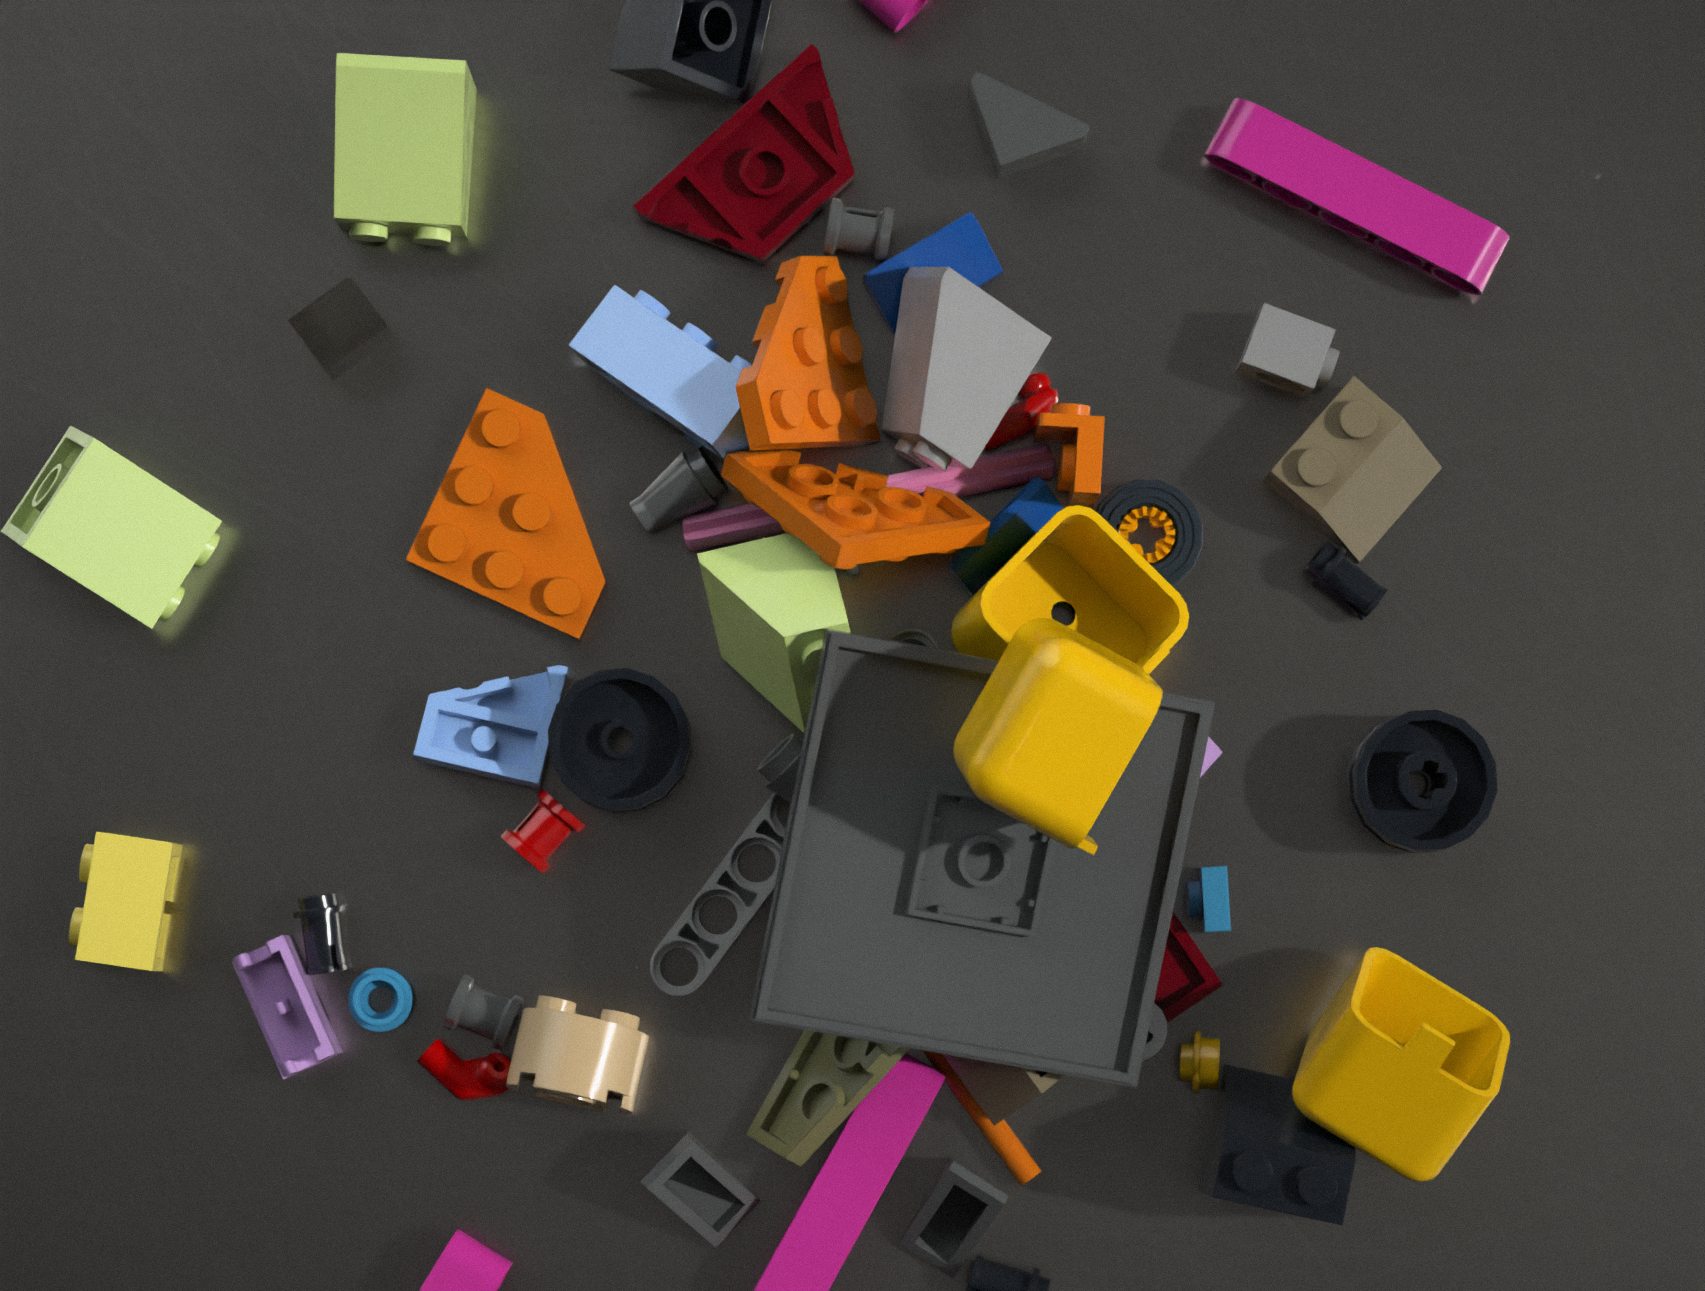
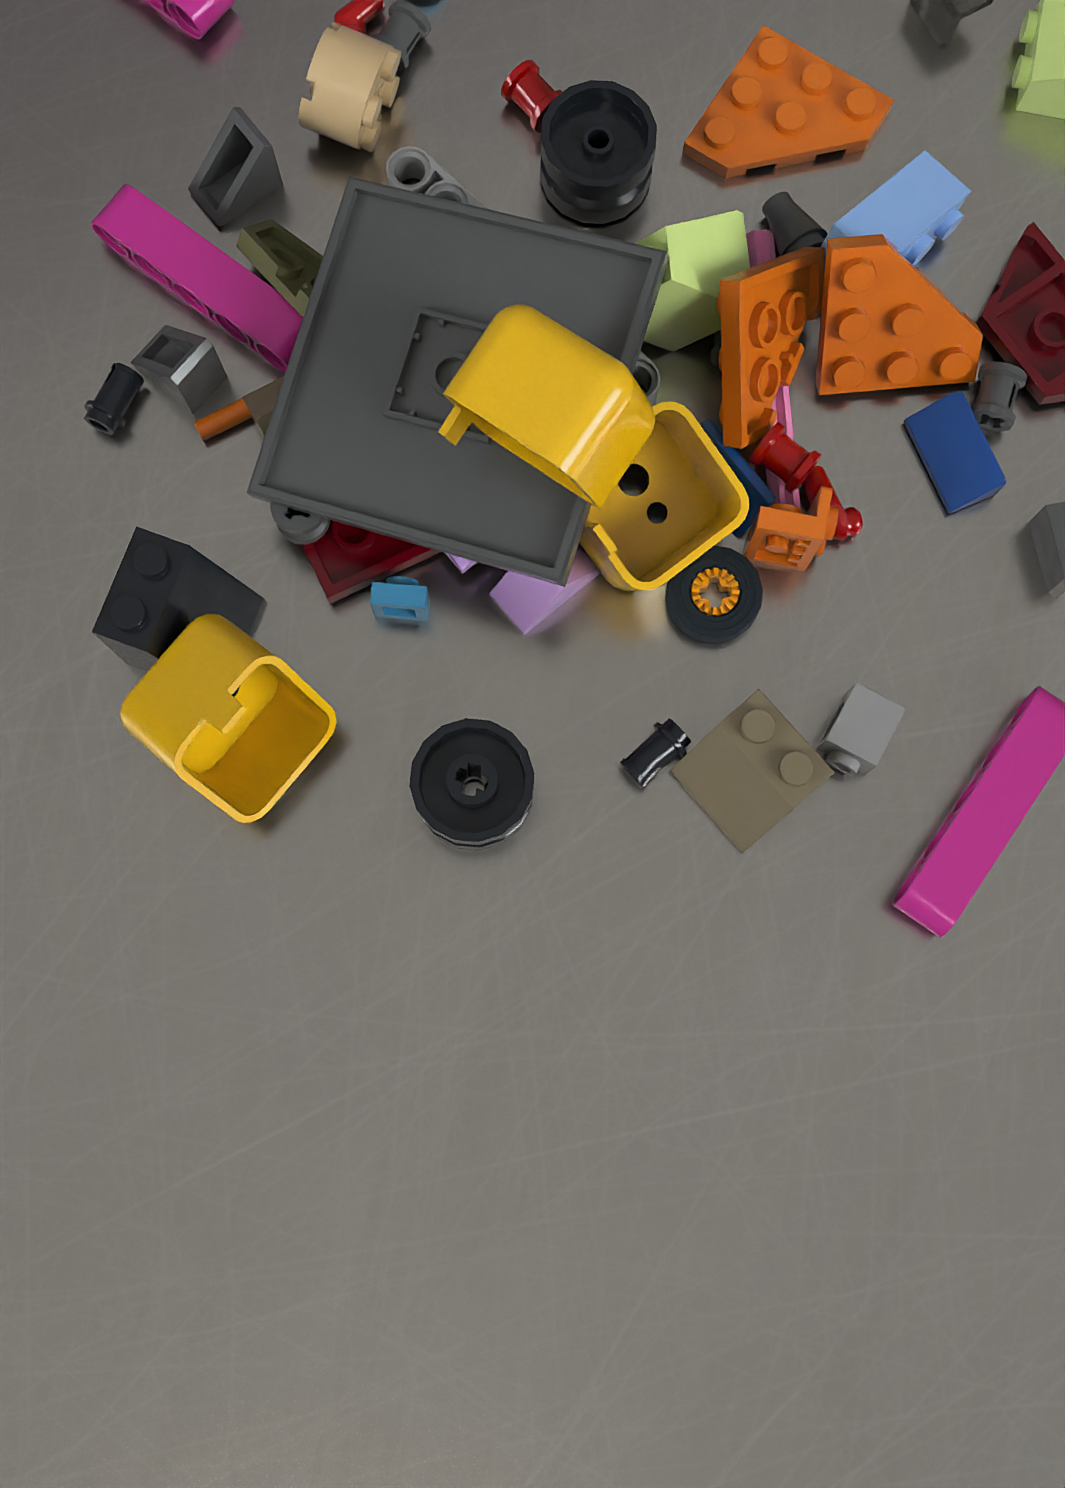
camera: 100 degrees right, 5 degrees down
(493, 727) = (625, 54): light blue wing -> none
(953, 368) = (876, 437): light grey slope -> none
(987, 475) = (784, 457): none -> red bush
(1200, 1063) = (267, 575): yellow plate -> none

